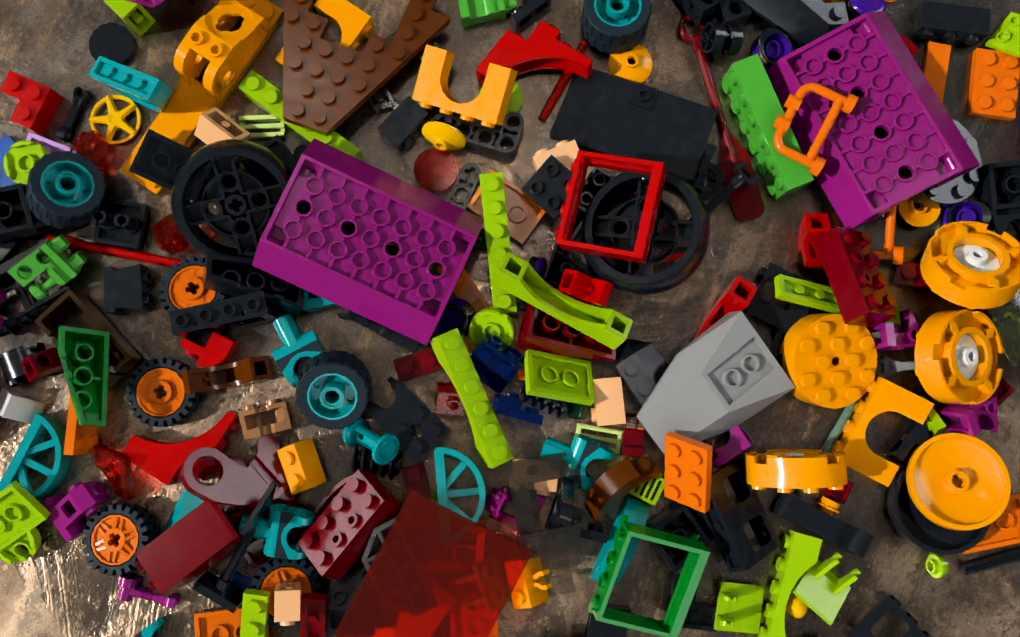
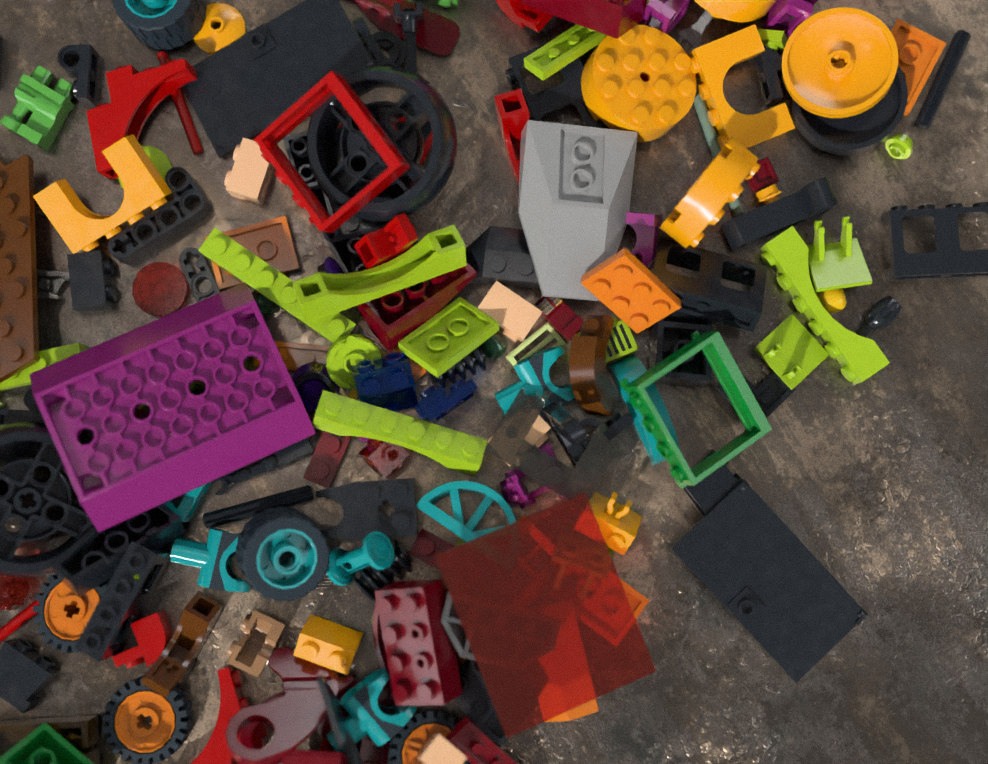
camera: 50 degrees left, 0 degrees up
(351, 347) = (256, 506): none -> black axle
(443, 136) = (134, 254): yellow dish -> none
(548, 186) = (266, 197): black plate -> none

